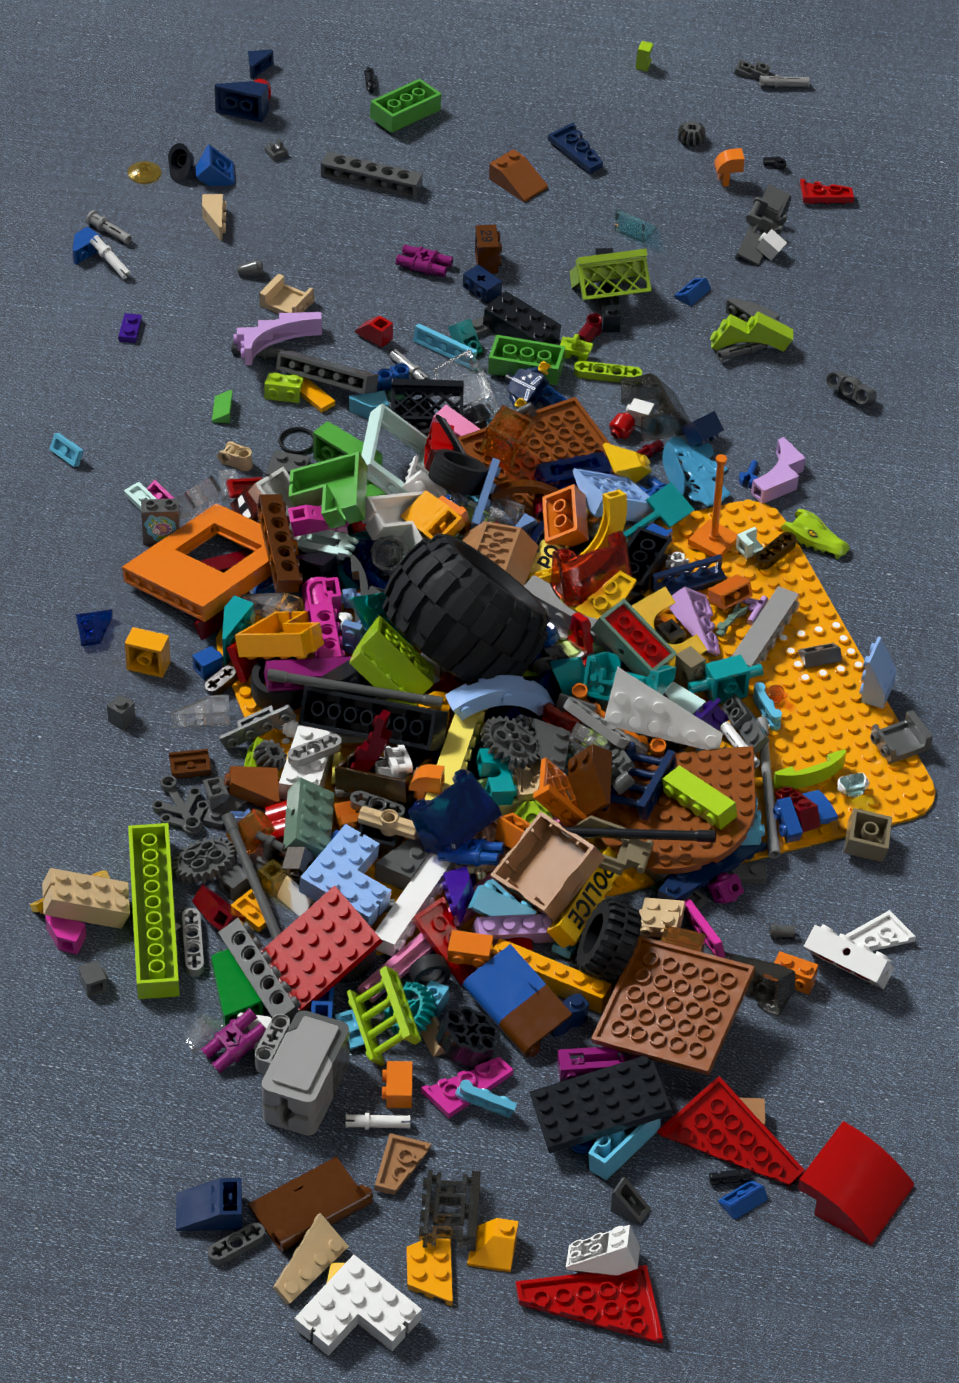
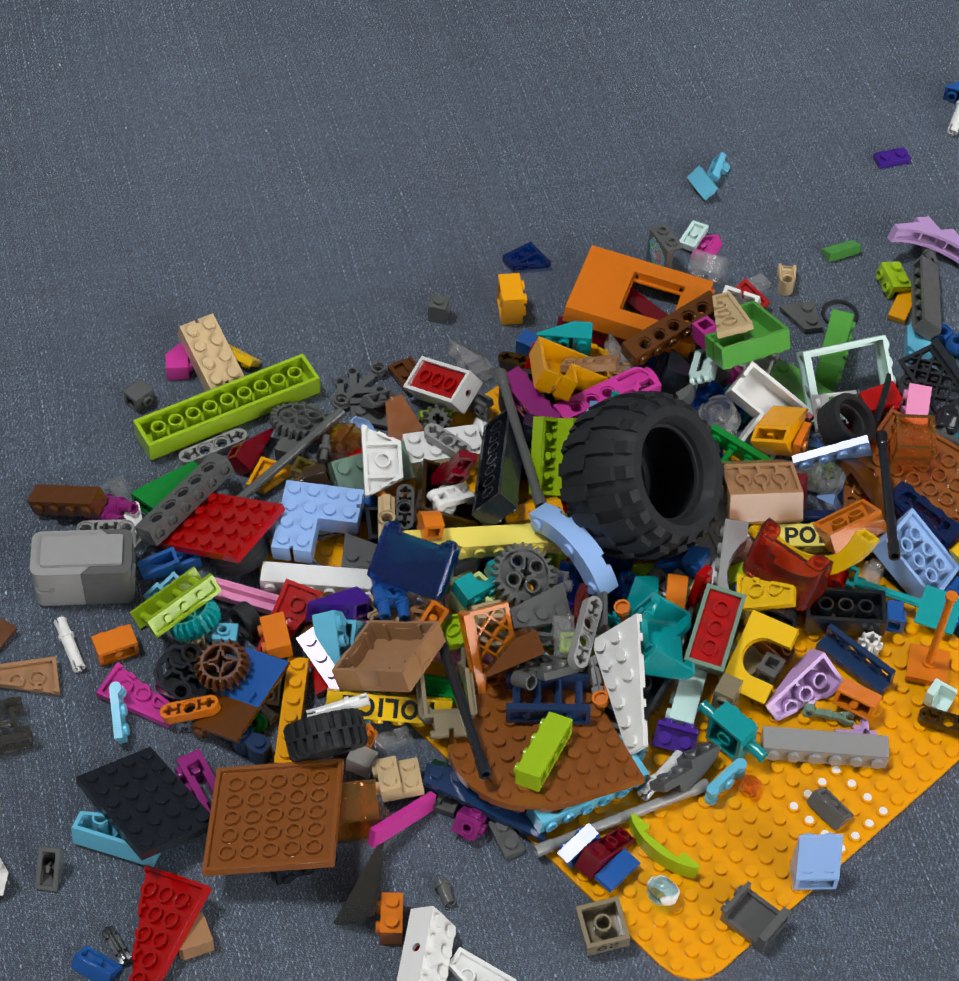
camera: 65 degrees right, 5 degrees up
(80, 465) = (702, 183): none -> medium azure slope
(209, 1066) = (67, 500): none -> reddish brown brick
(239, 731) = (443, 384): none -> brick
(283, 609) = (594, 364): none -> medium nougat wing
(316, 487) = (730, 316): none -> tan wing
(318, 799) = (380, 461): none -> white wing
(478, 986) = (231, 671): none -> reddish brown gear
(486, 458) = (893, 544): none -> black piece
(511, 1032) = (203, 702): none -> orange beam
(575, 647) = (677, 589): none -> orange brick
(580, 917) = (347, 703): none -> white pin

